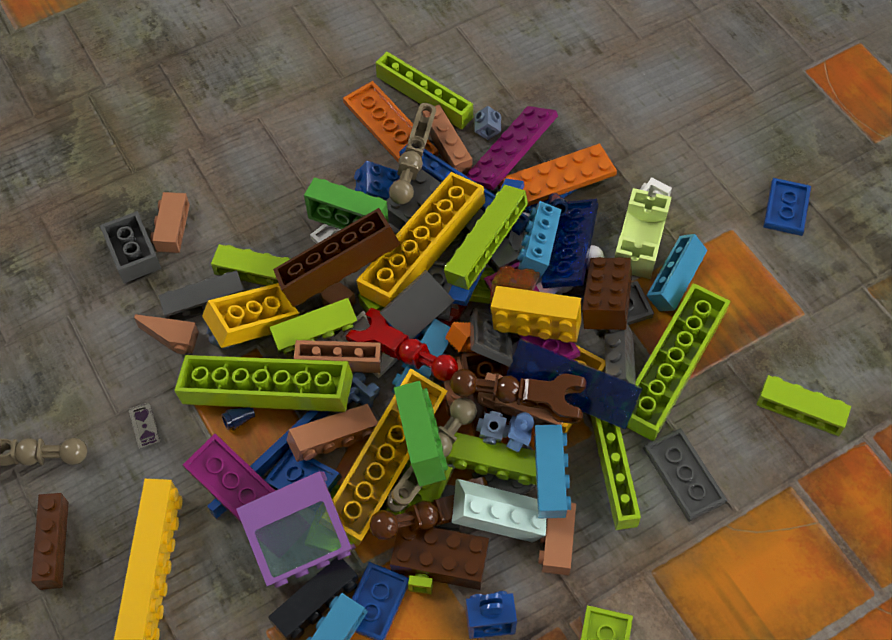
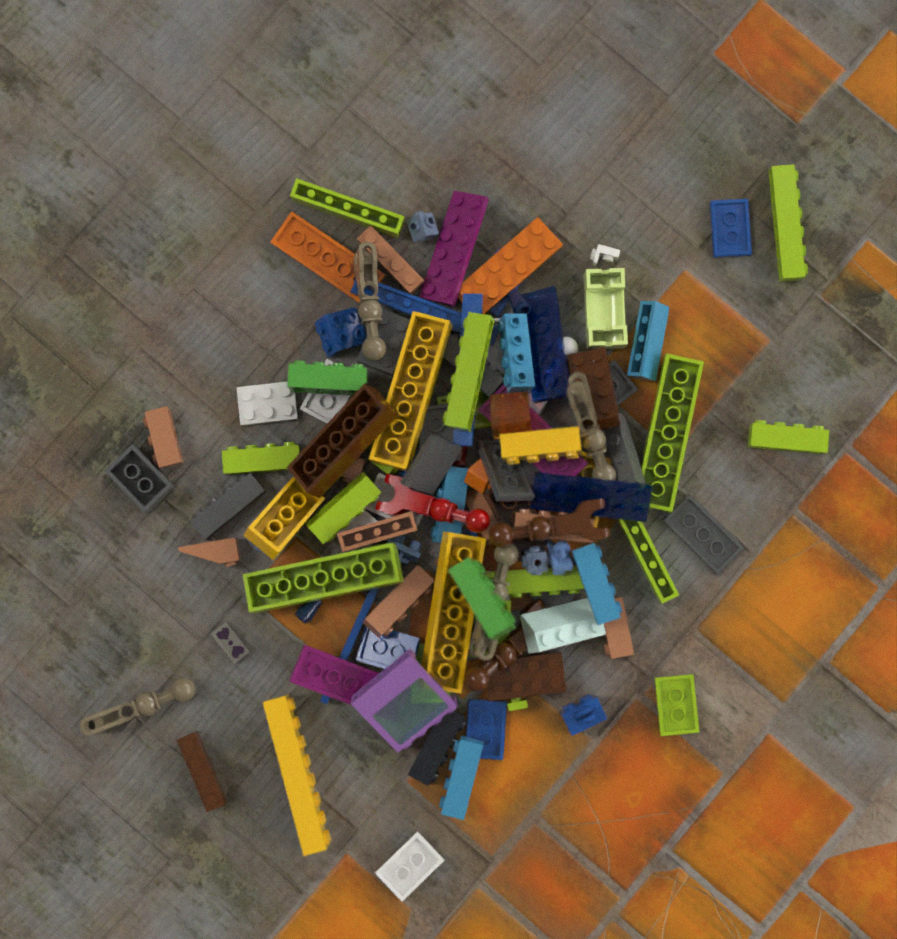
camera: 20 degrees left, 25 degrees up
(281, 225) = (266, 403): none -> white plate
(592, 323) = (592, 437): none -> dark tan piece
(846, 216) = (787, 223): none -> lime brick

